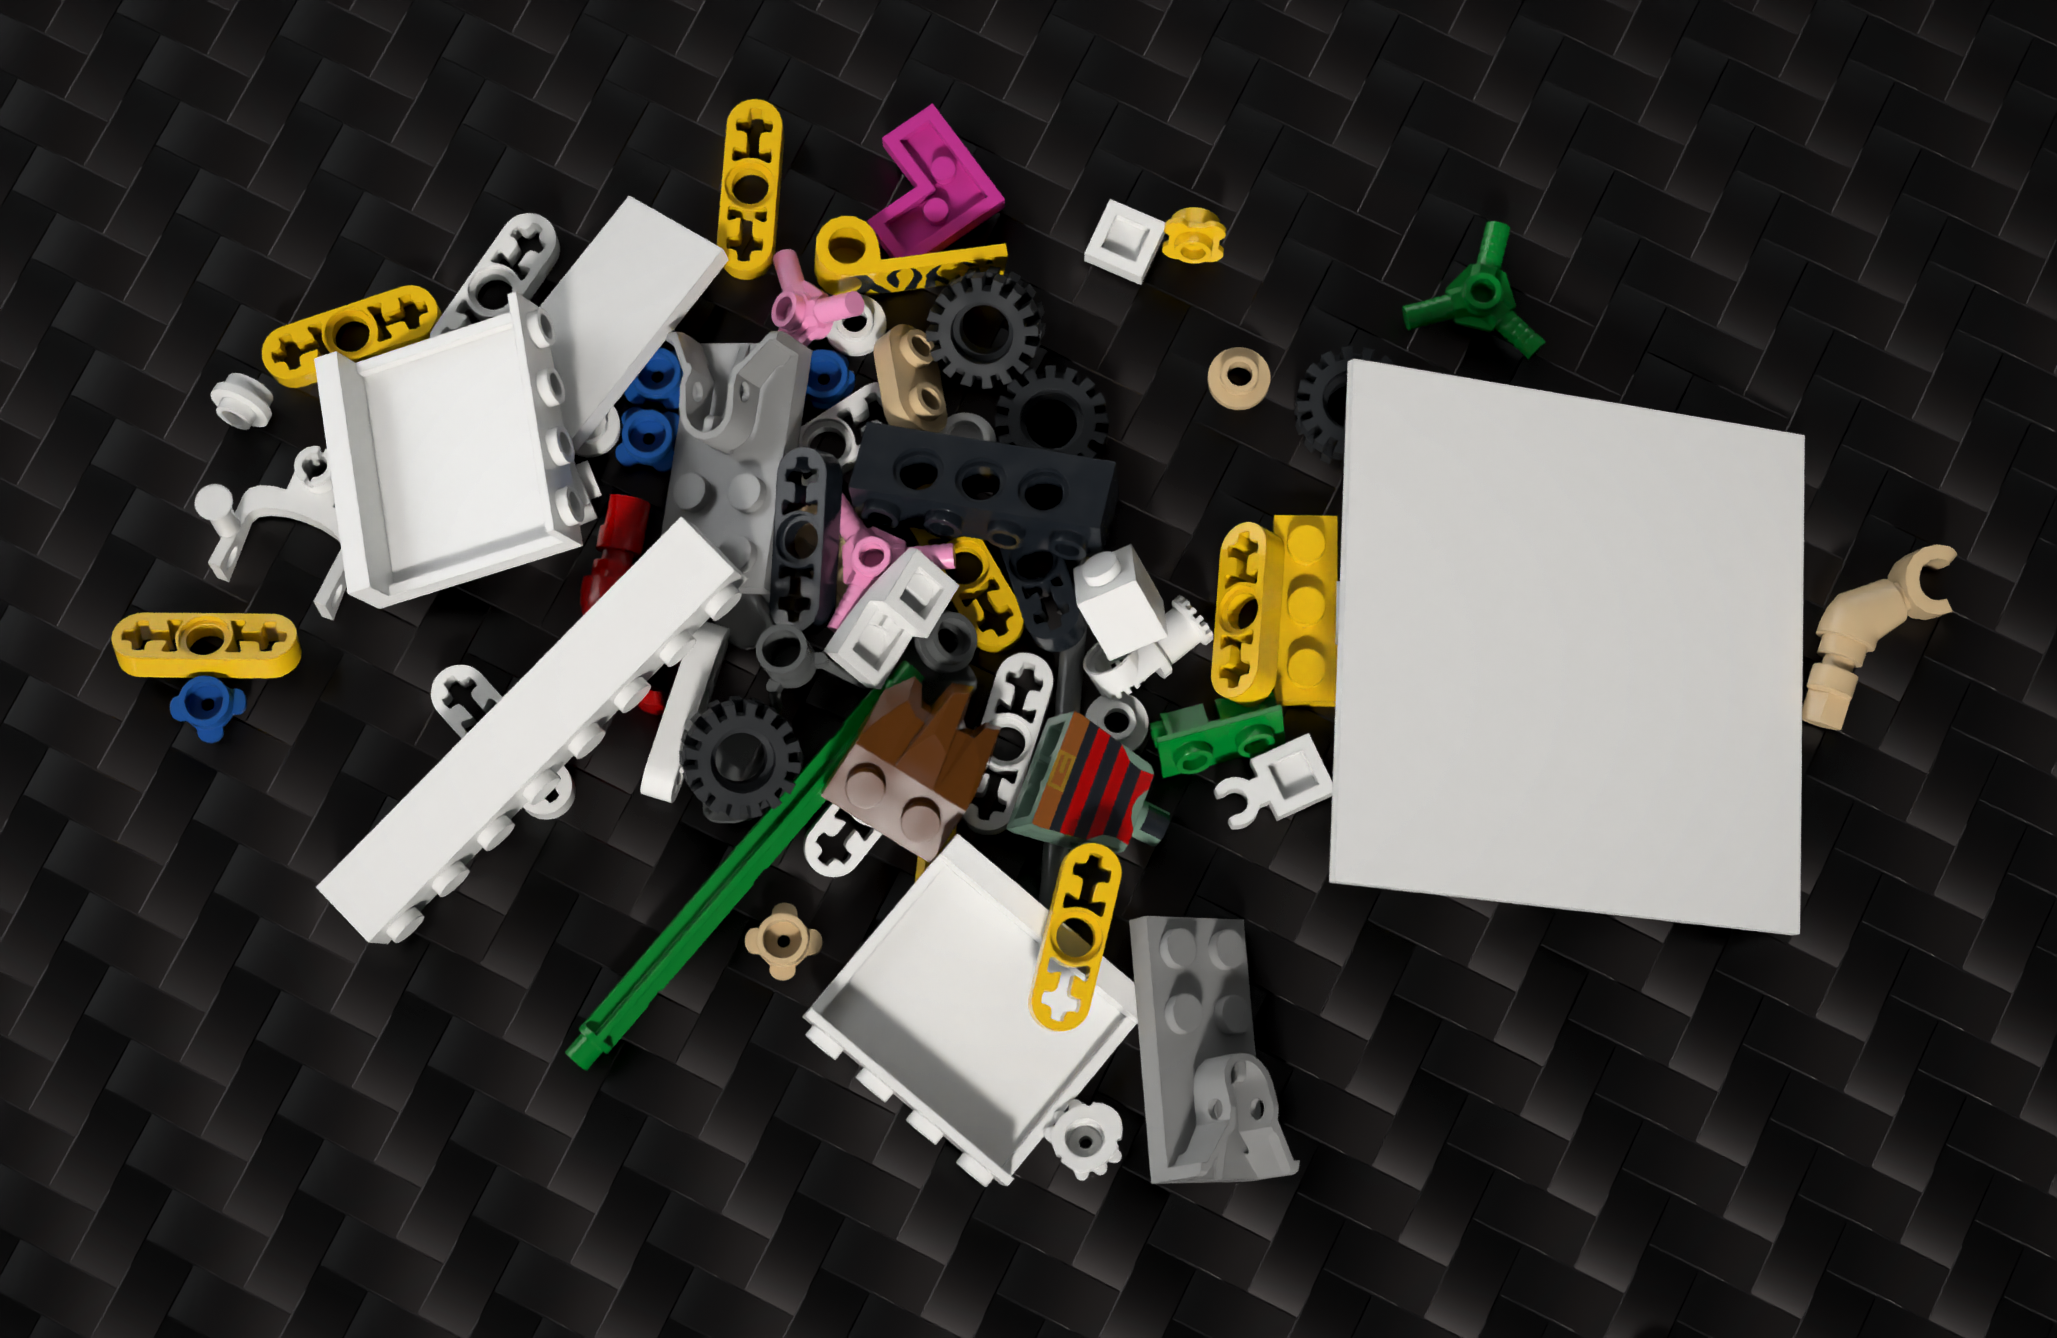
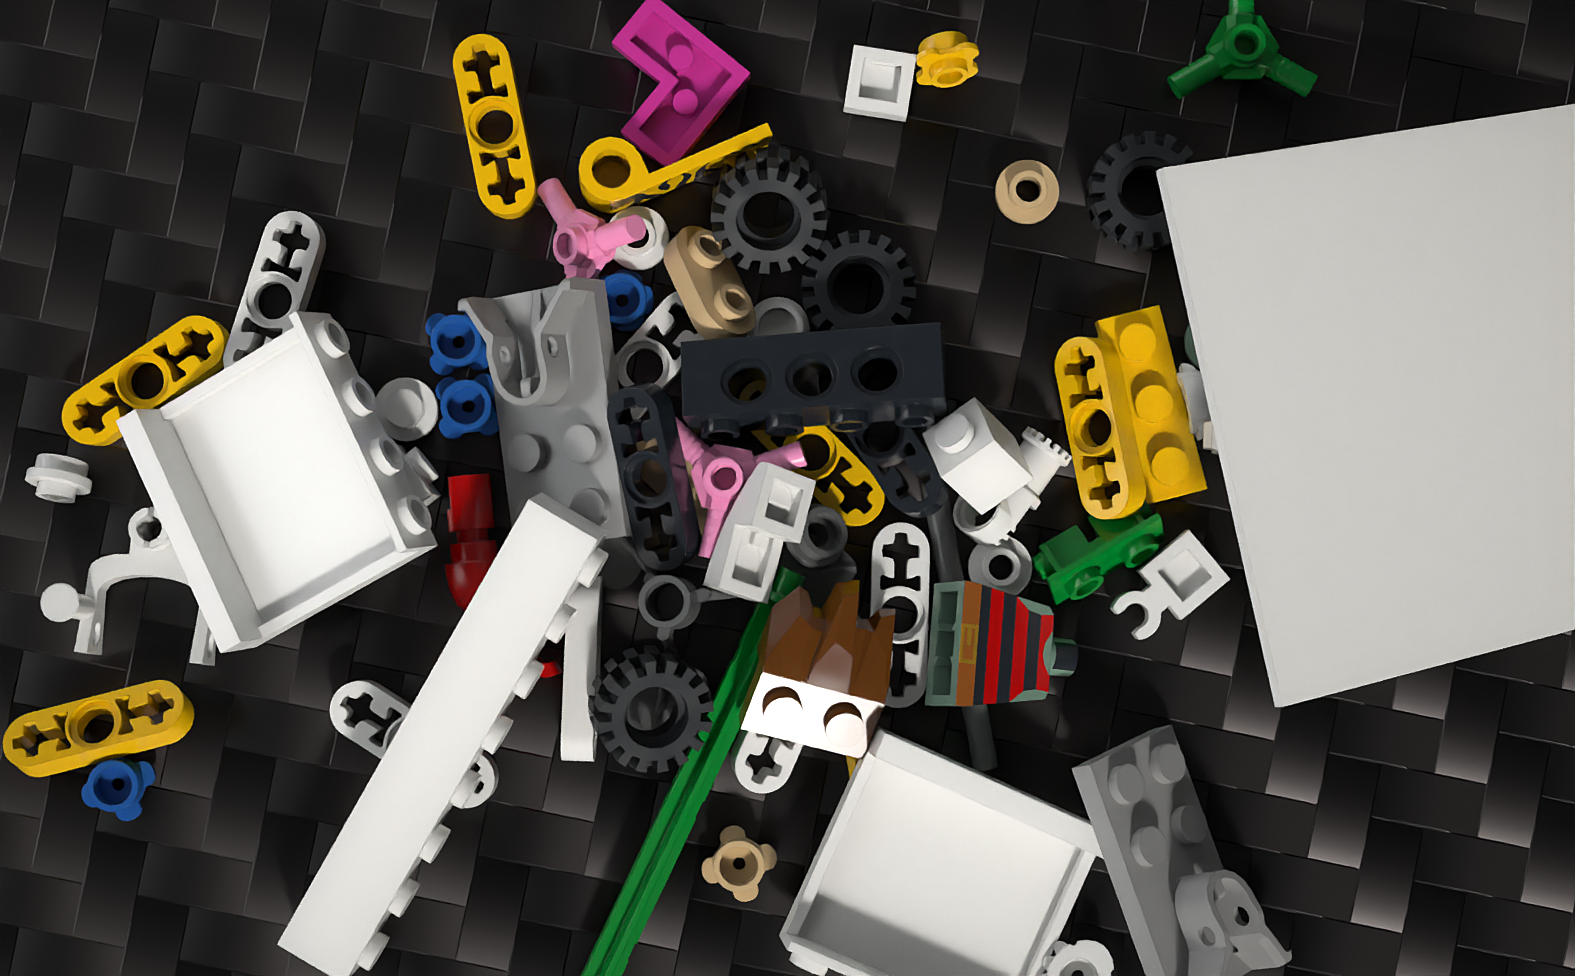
camera: 15 degrees left, 10 degrees up
(621, 306) = (403, 285): white tile -> none
(1100, 893) = (1011, 852): yellow beam -> none

